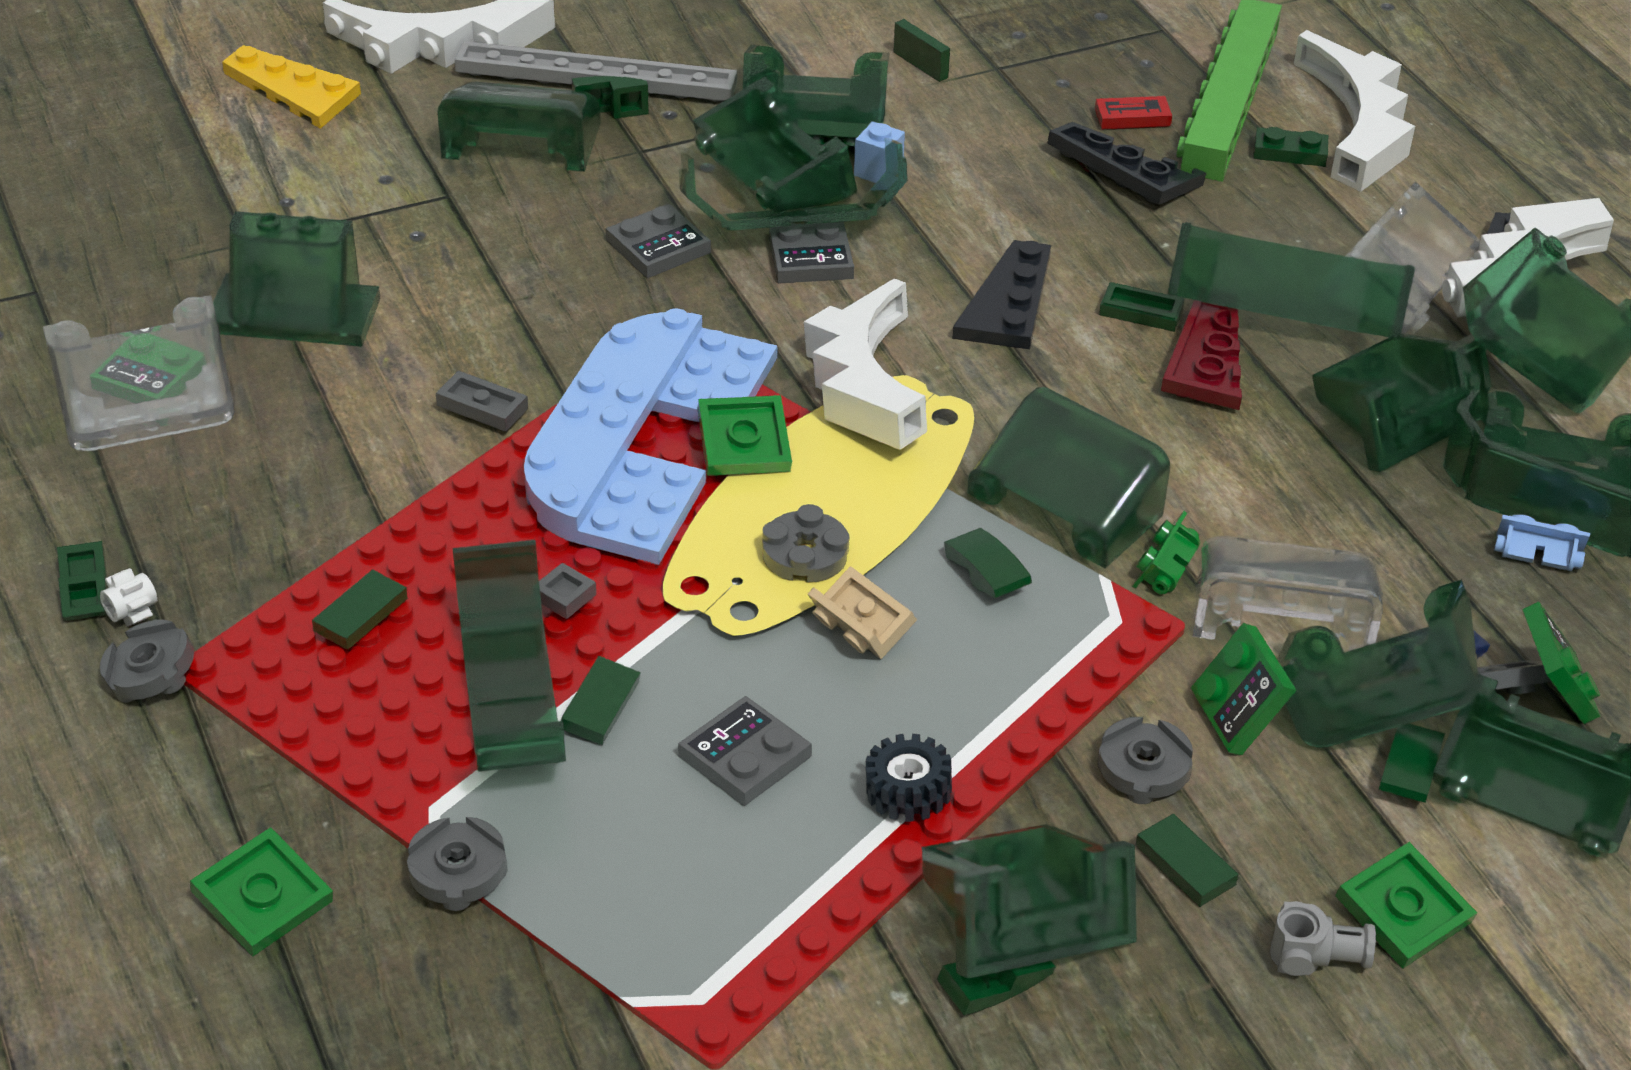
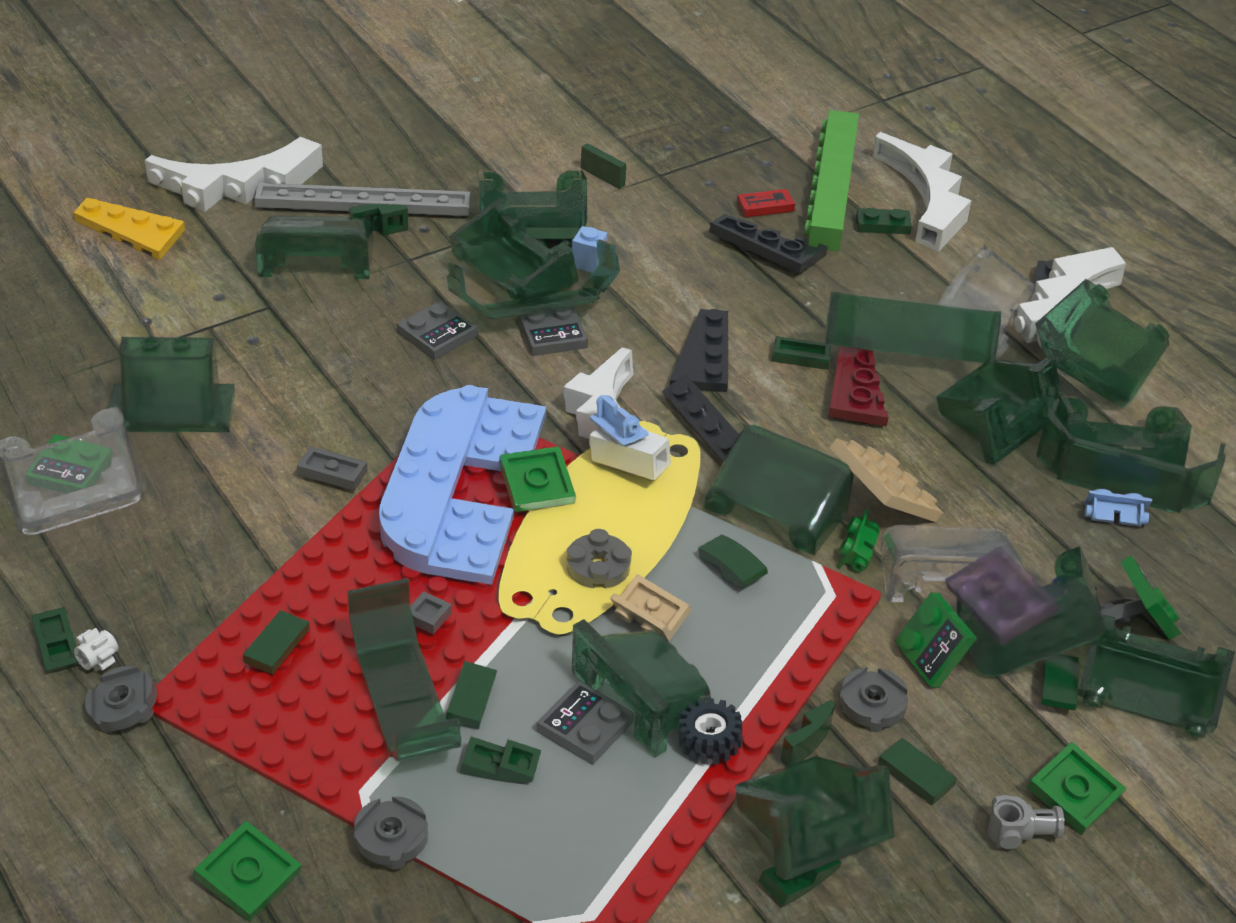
camera: 10 degrees left, 0 degrees up
(629, 792) = (509, 763): none -> dark green slope
(830, 694) = (644, 674): none -> clear green windscreen
(859, 369) = (617, 422): none -> light blue hinge
(984, 372) = (701, 416): none -> black plate
(1055, 789) = (813, 731): none -> dark green slope
(1219, 476) = (886, 480): none -> tan plate
(1339, 635) = (1001, 595): none -> clear purple plate

